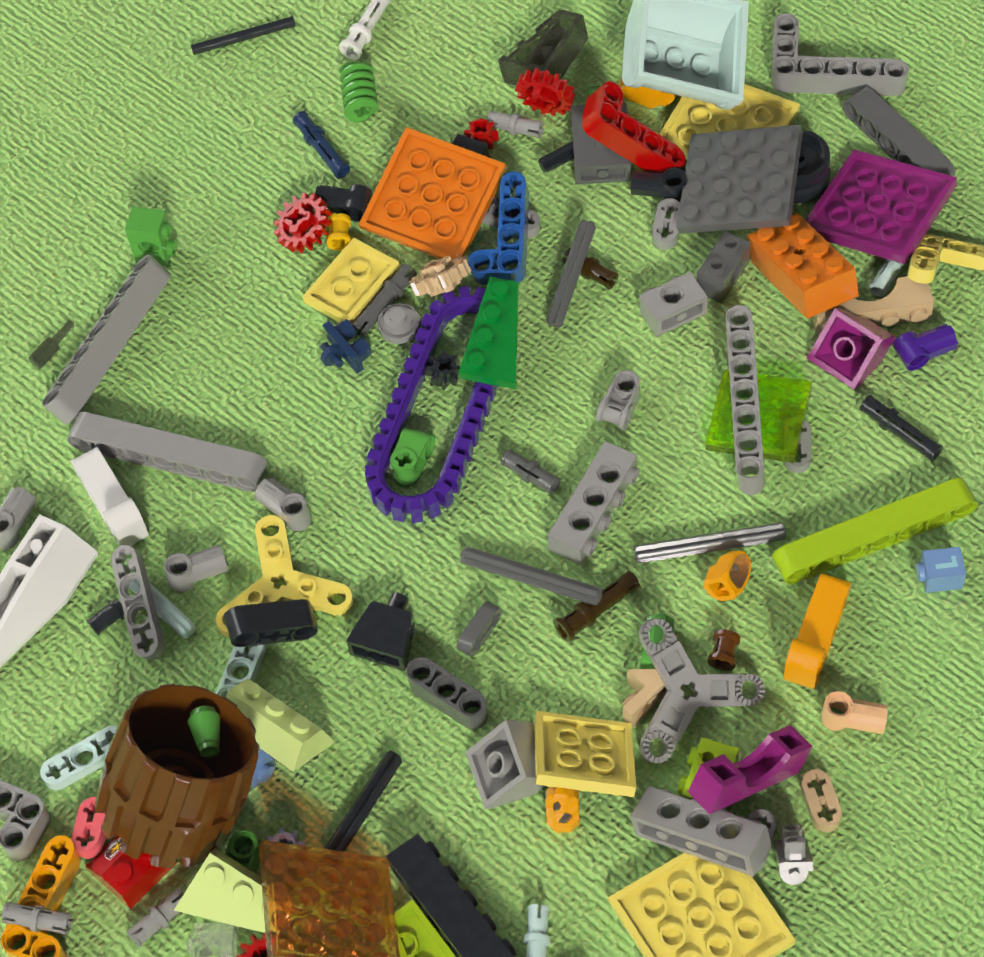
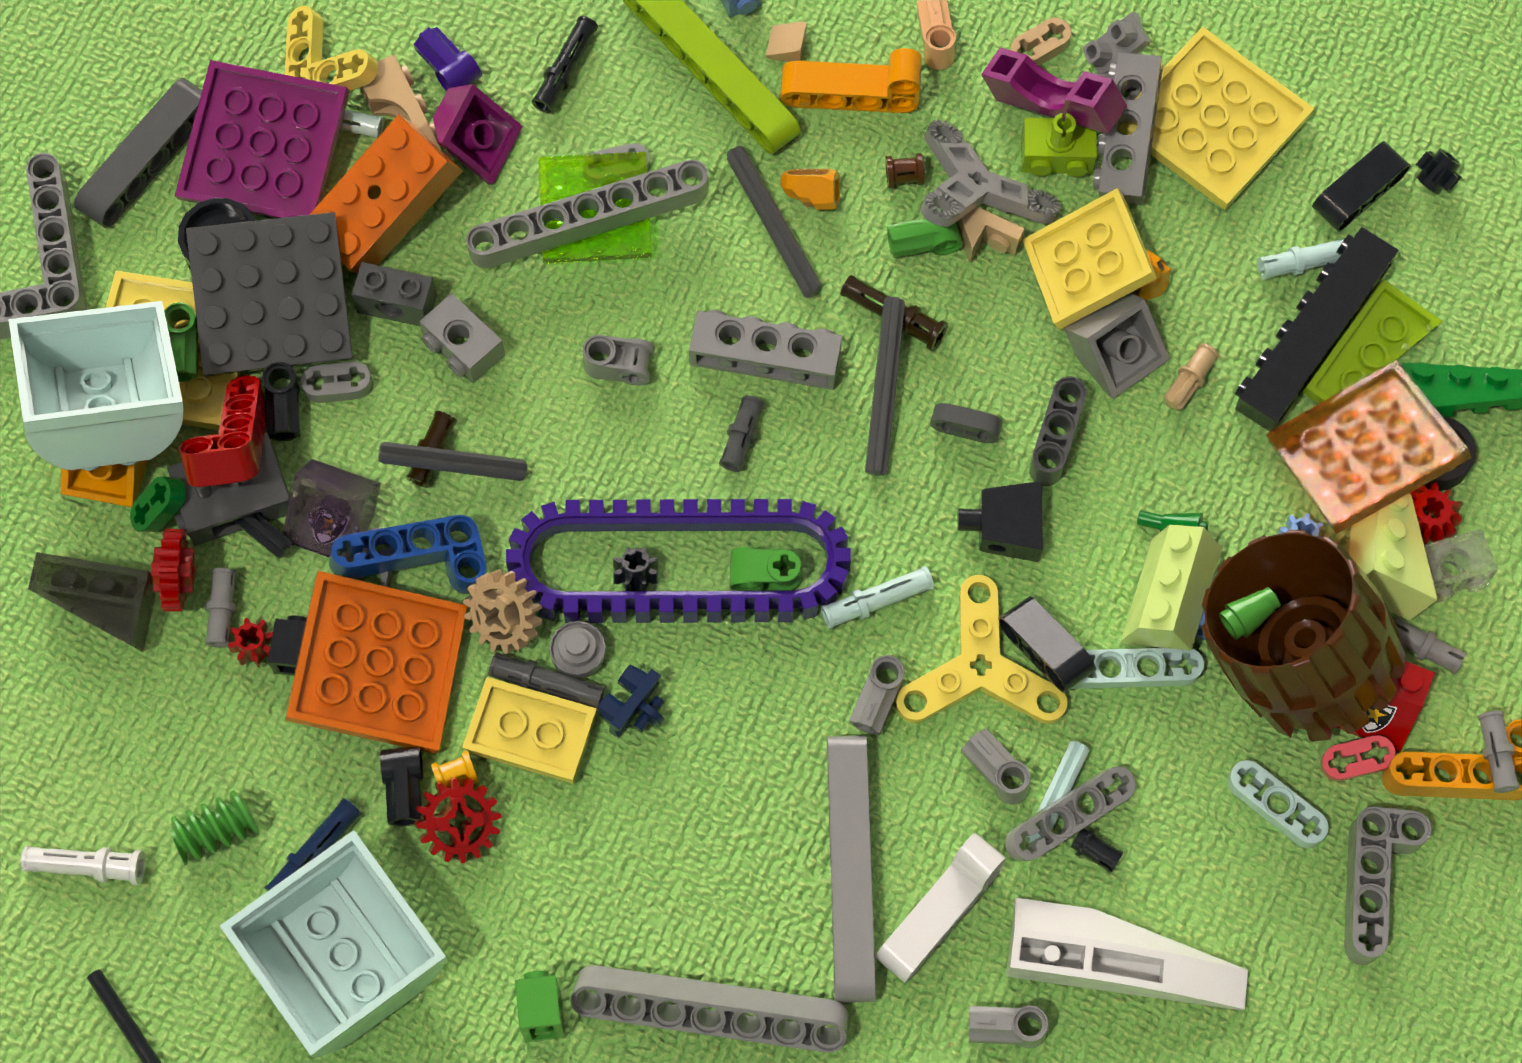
camera: 115 degrees left, 10 degrees up
(237, 123) = (335, 947): none -> light aqua container
(329, 764) = (1162, 521): none -> green cone
(359, 495) = (877, 597): none -> light aqua pin
(364, 802) = (1218, 480): black axle -> none
(459, 815) = (1191, 376): none -> tan axle
(494, 338) = (583, 513): green wing -> none
(566, 197) = (328, 505): none -> slope
(713, 121) = (183, 341): none -> bright green piece
(877, 598) = (787, 41): none -> tan slope

